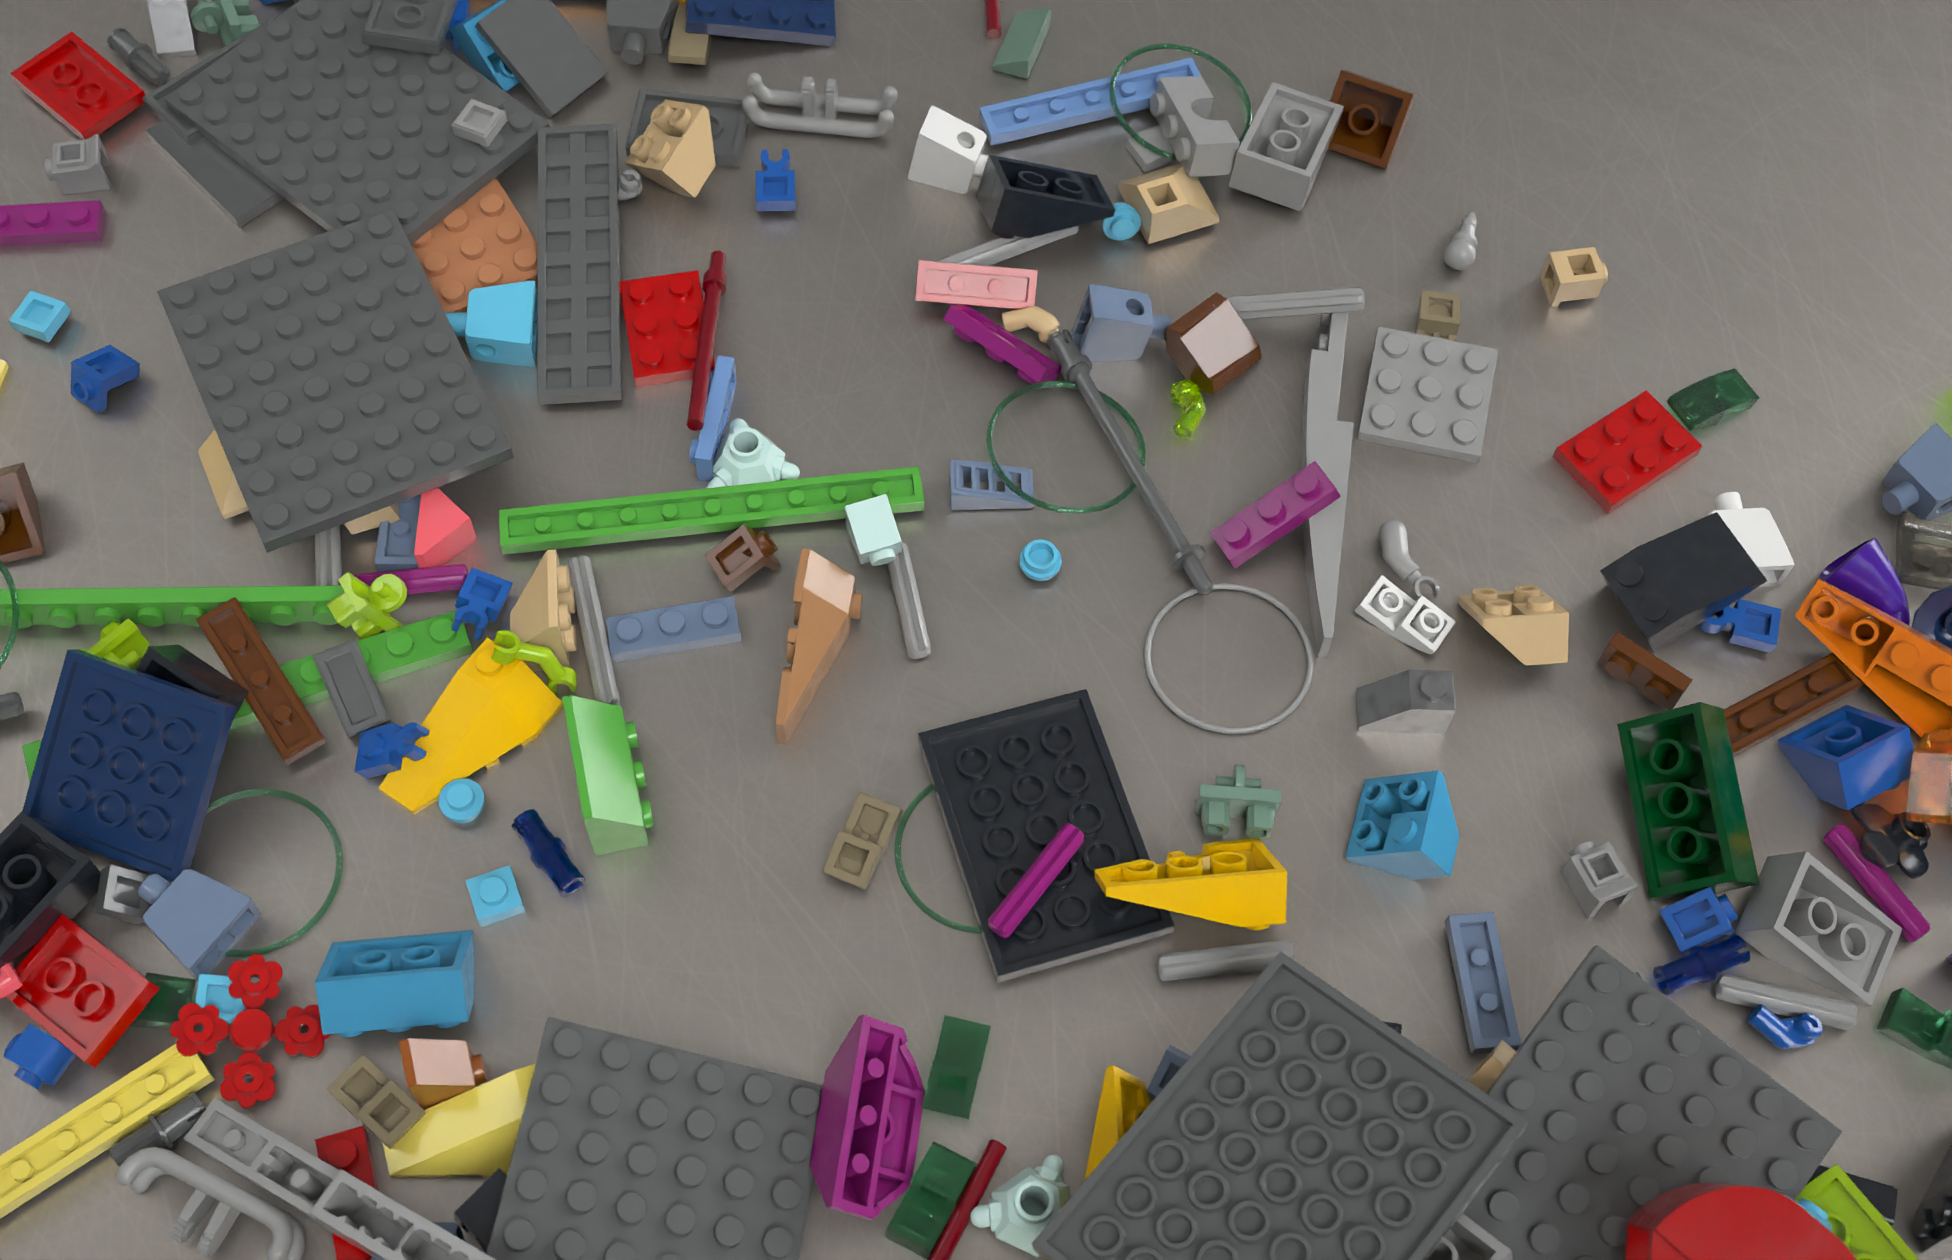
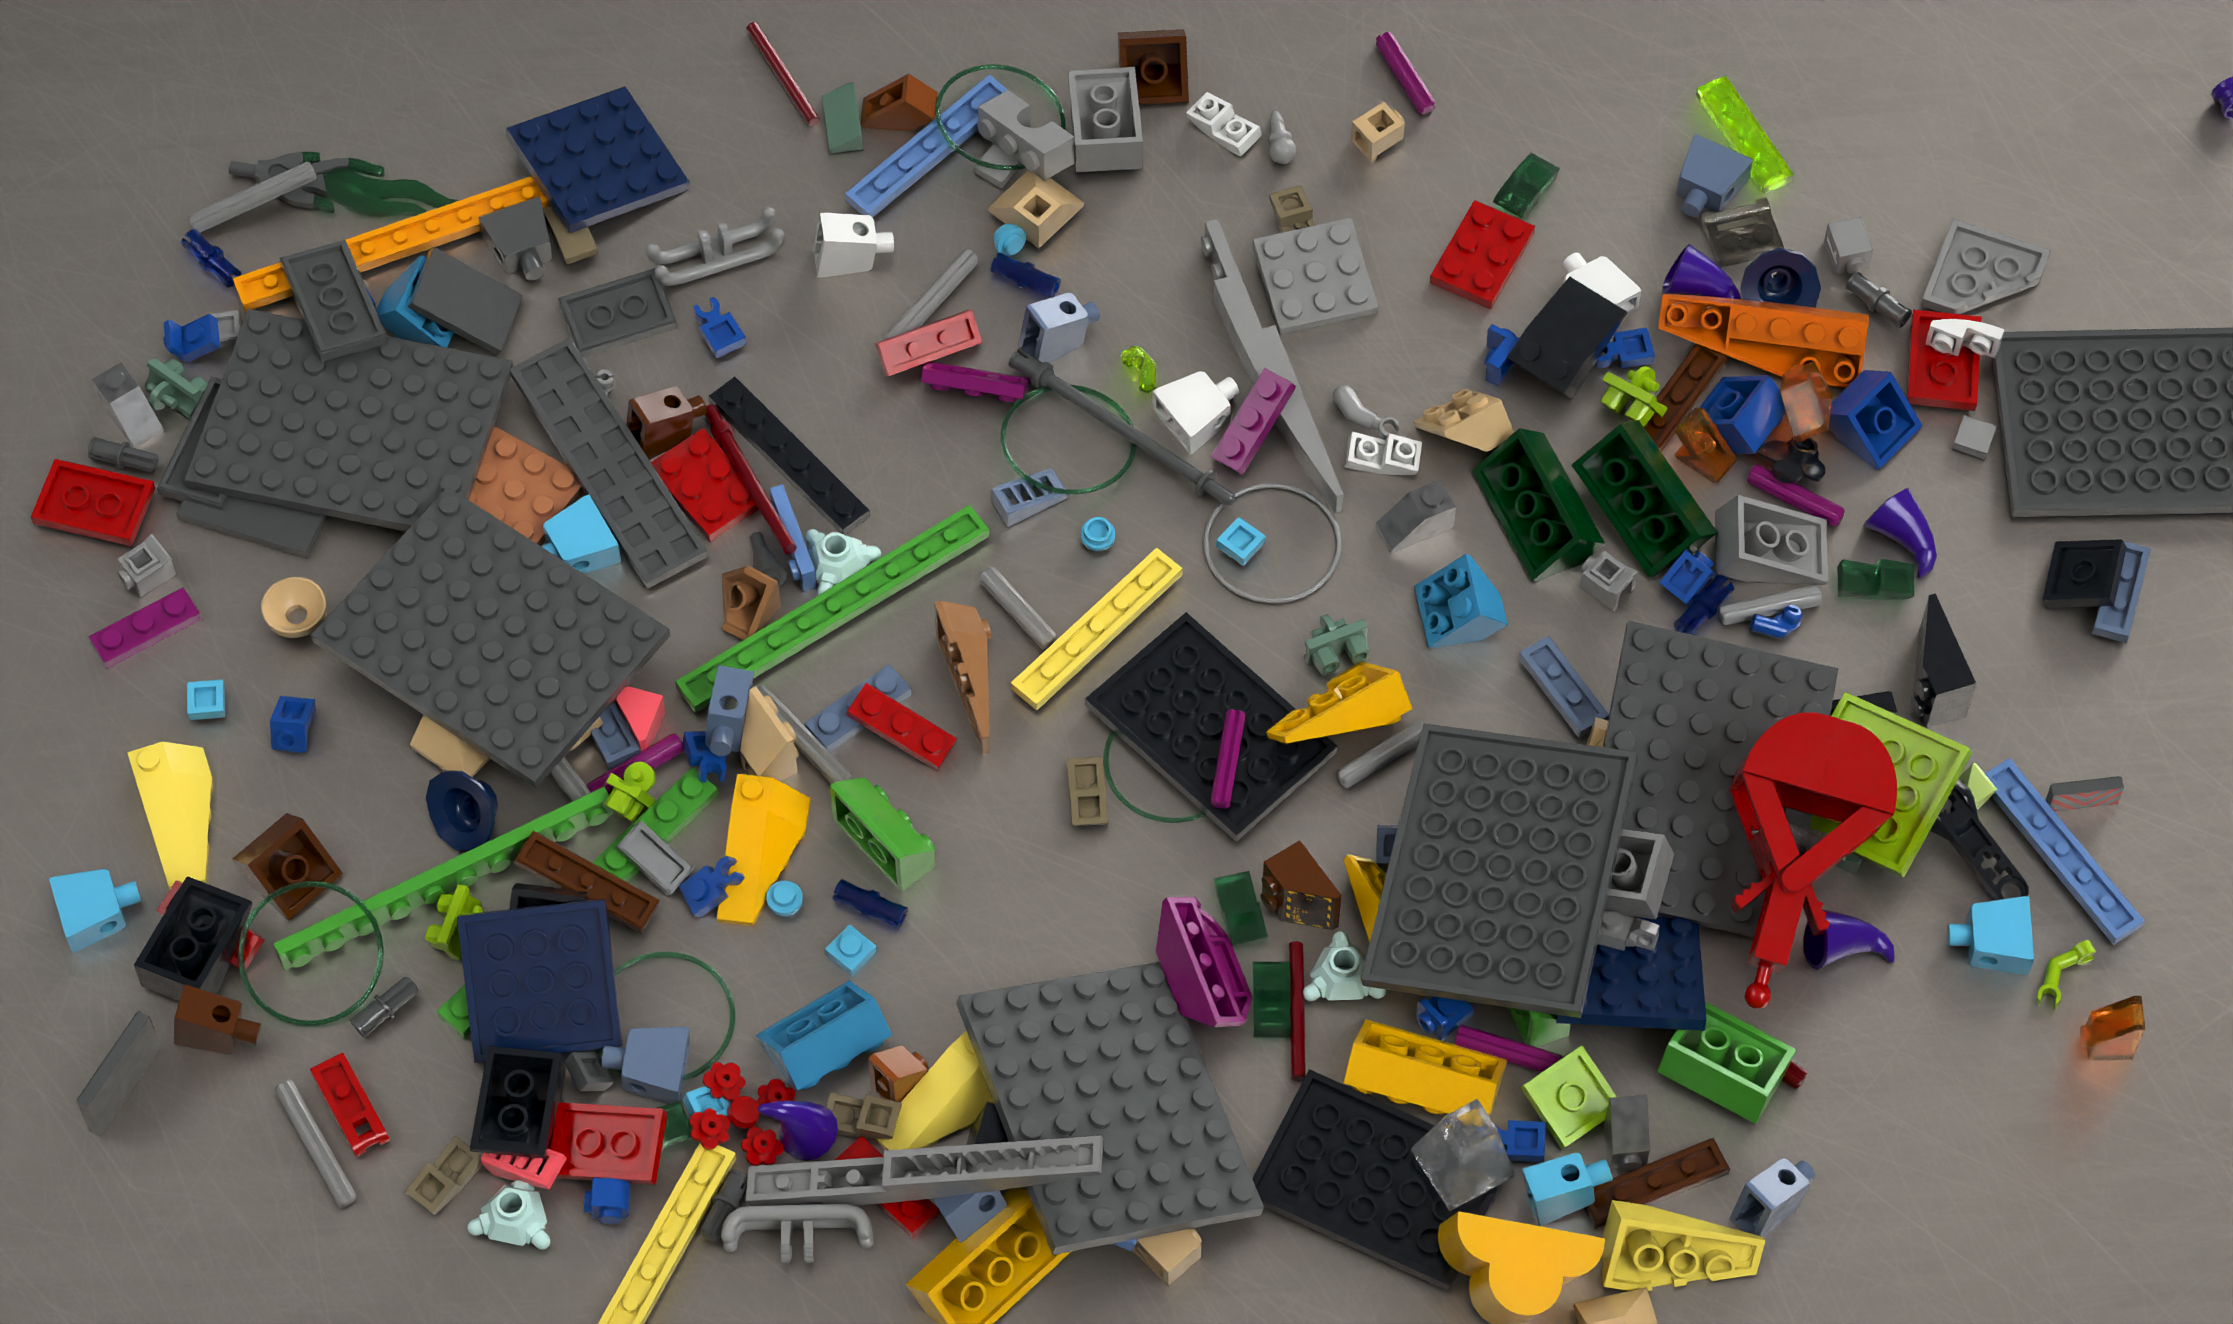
camera: 25 degrees left, 0 degrees up
(179, 254) = (290, 595): none -> tan piece
(195, 540) = (461, 809): none -> dark blue hat
(301, 1082) = (805, 1129): none -> dark purple hat
(479, 122) = (462, 386): light grey tile -> none
(515, 559) = (724, 725): none -> sand blue torso
(536, 654) = (787, 767): lime arm -> none
(631, 467) = (748, 601): none -> medium nougat slope
(657, 241) = (663, 419): none -> reddish brown torso
(669, 440) = (764, 559): none -> dark grey cone
(675, 148) = (627, 335): tan slope -> none
(702, 670) = (901, 726): none -> red plate
(742, 556) = (878, 632): reddish brown bracket -> none
(768, 339) = (789, 456): none -> black plate
(873, 530) = (970, 568): light aqua slope -> none
(978, 662) = (1096, 629): none -> light yellow plate
(1030, 1079) = (1300, 889): none -> reddish brown slope
(1031, 317) = (989, 349): tan arm -> none
(1038, 198) = (938, 250): black slope -> none
(1085, 50) = (899, 105): none -> dark orange slope
(1117, 262) = (1025, 275): none -> clear blue pin
(1192, 639) = (1241, 541): none -> medium azure plate
(1211, 344) = (1135, 310): slope -> none
(1221, 473) = (1195, 408): none -> white torso
(1298, 303) = (1174, 253): light grey axle -> none
(1409, 204) = (1220, 123): none -> white slope
(1556, 754) = (1538, 505): none -> dark green slope
(1585, 572) = (1501, 344): none -> blue bracket
(1633, 233) = (1405, 73): none -> magenta axle
(1644, 671) = (1571, 417): reddish brown plate -> none
(1736, 676) = (1637, 391): none -> lime hips
(1788, 774) = (1704, 446): none -> clear orange slope

